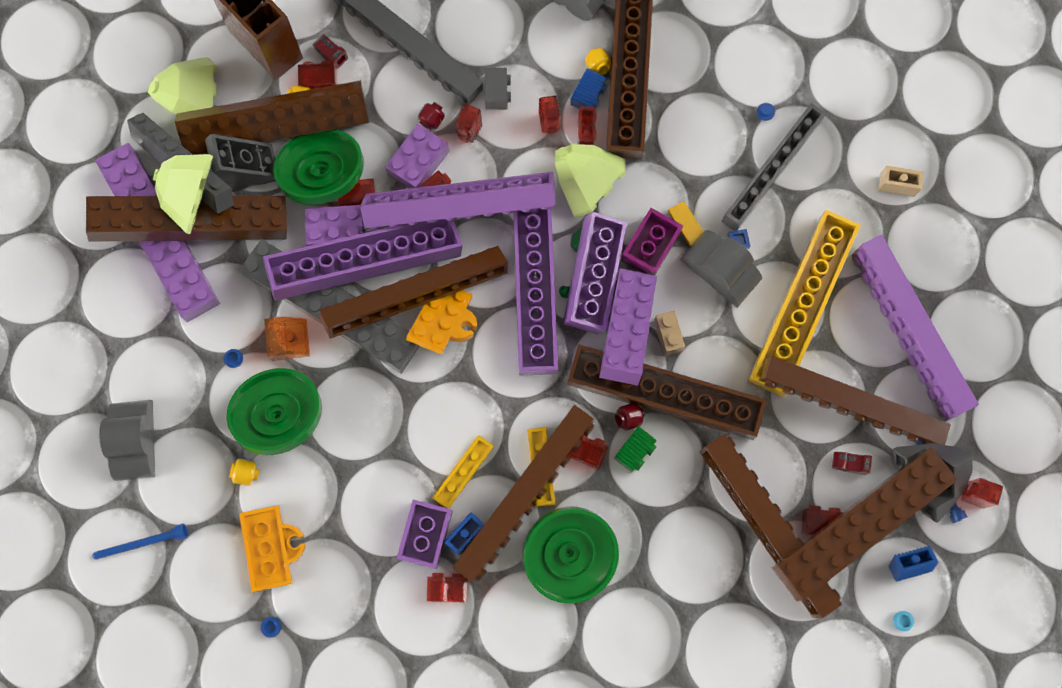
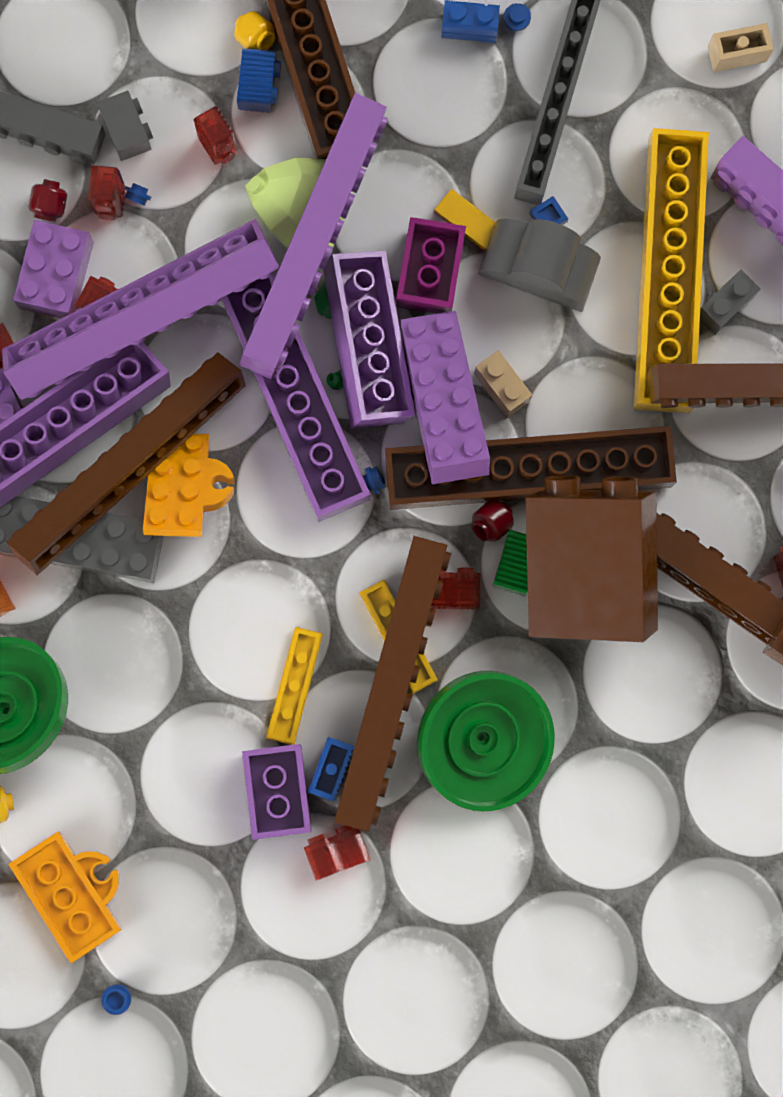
camera: 25 degrees left, 5 degrees up
(487, 132) = (137, 194): none -> blue plate
(564, 362) = (374, 479): none -> blue plate
(584, 195) = (310, 242): none -> medium lavender brick
(586, 126) = (275, 134): clear red brick -> none
(682, 465) = (592, 560): none -> reddish brown brick
(735, 103) = (470, 21): none -> blue brick
(833, 336) = (728, 302): none -> dark grey brick

